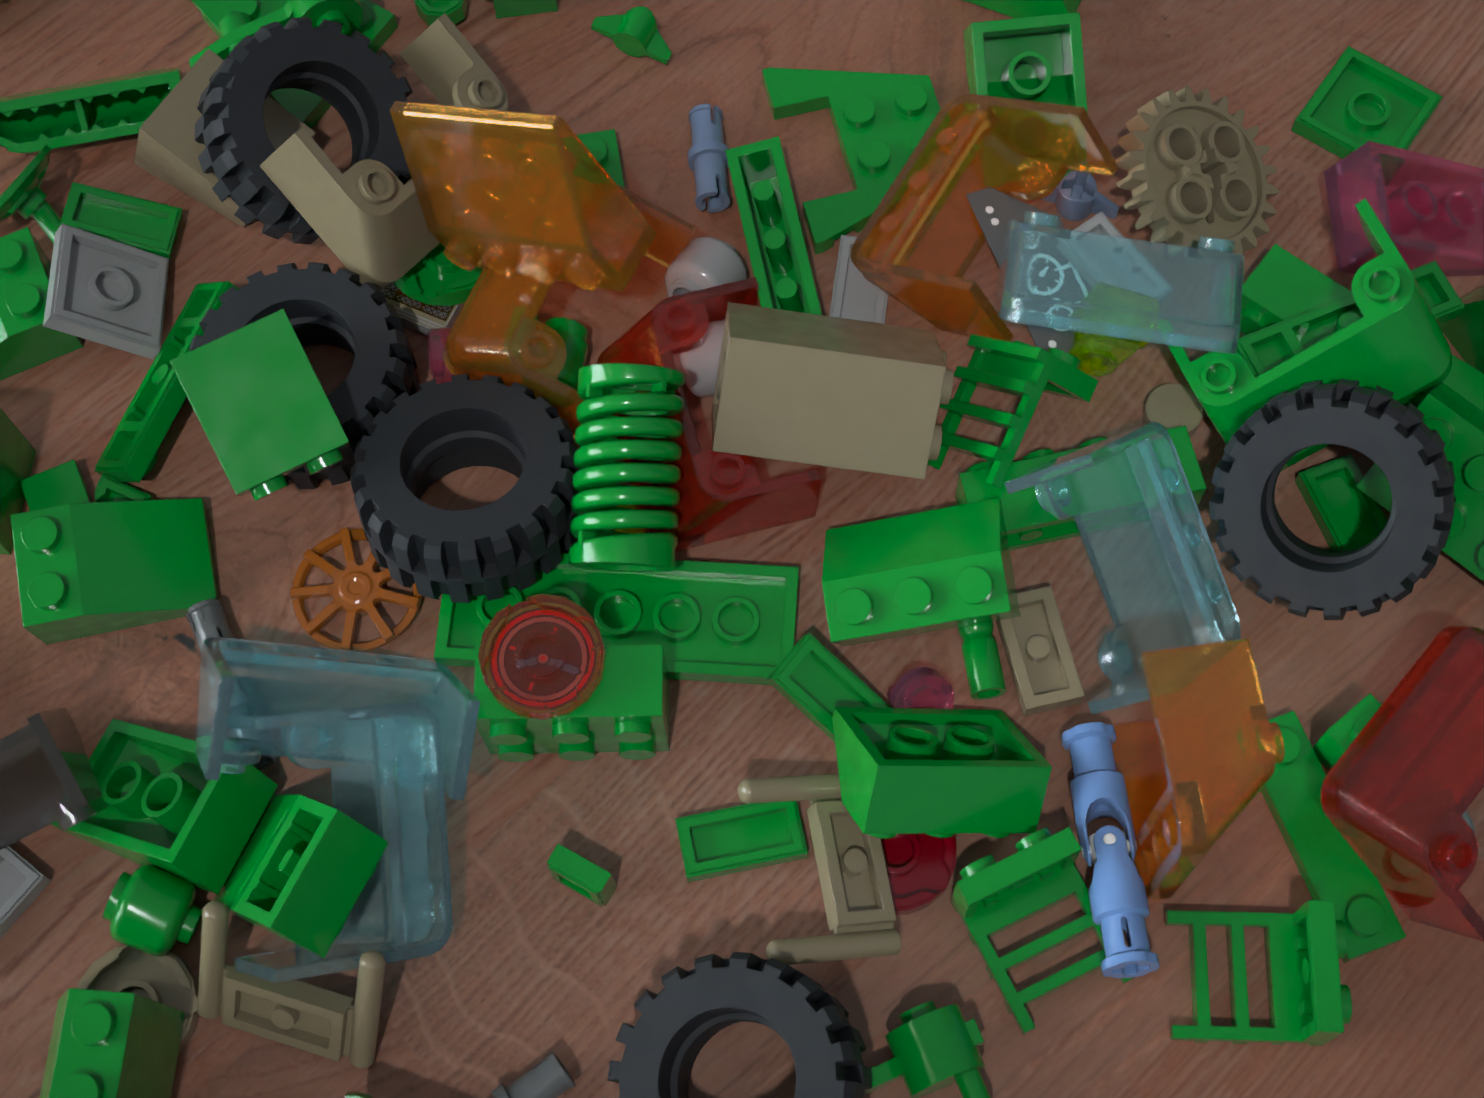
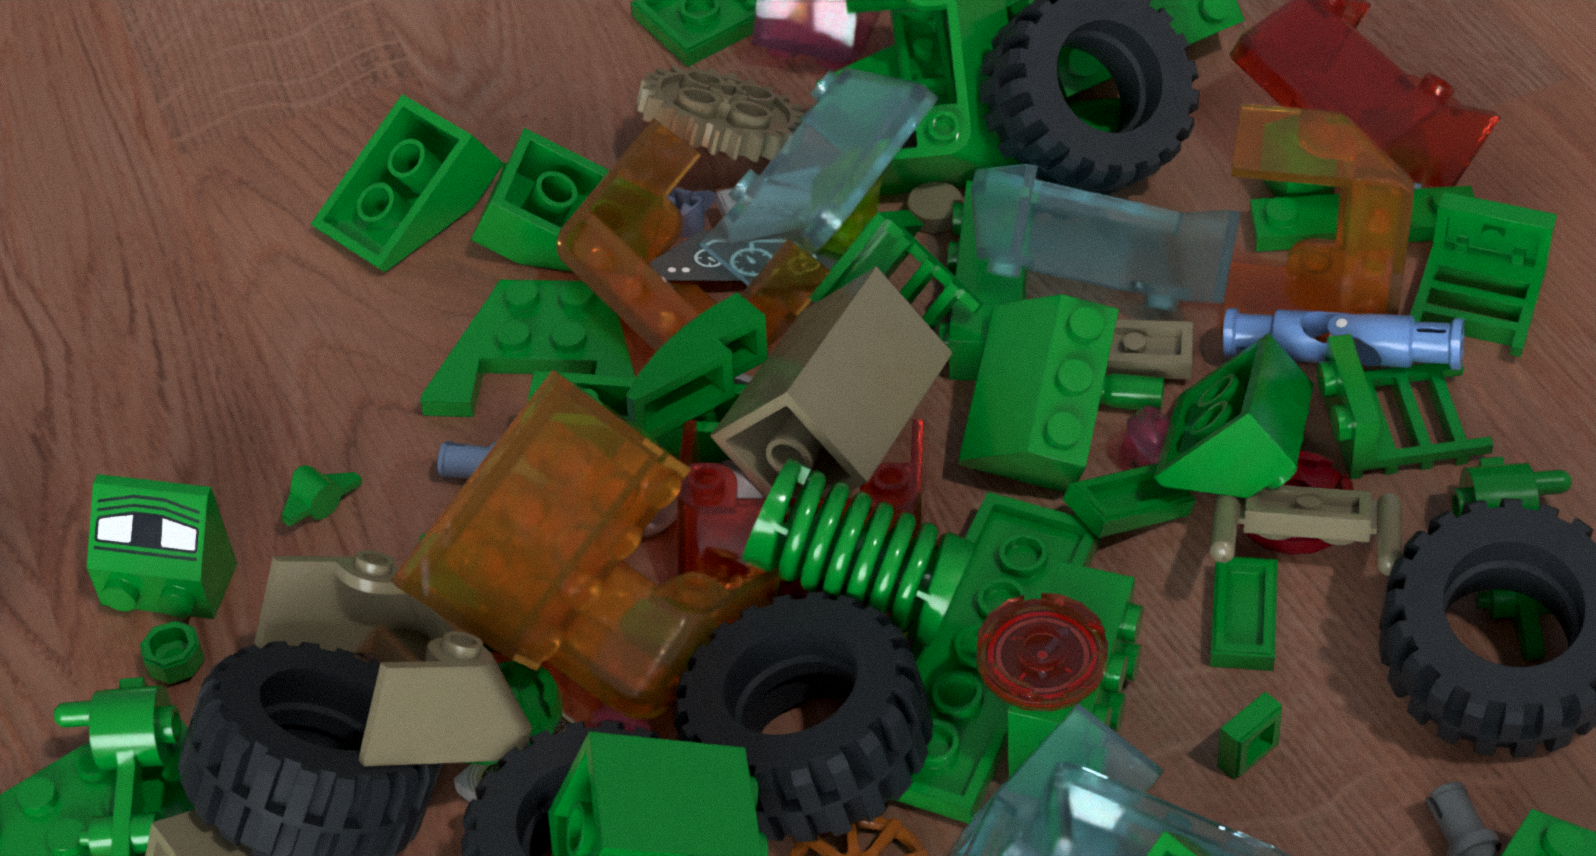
camera: 70 degrees left, 20 degrees down
(801, 260) = (698, 366): none -> green slope

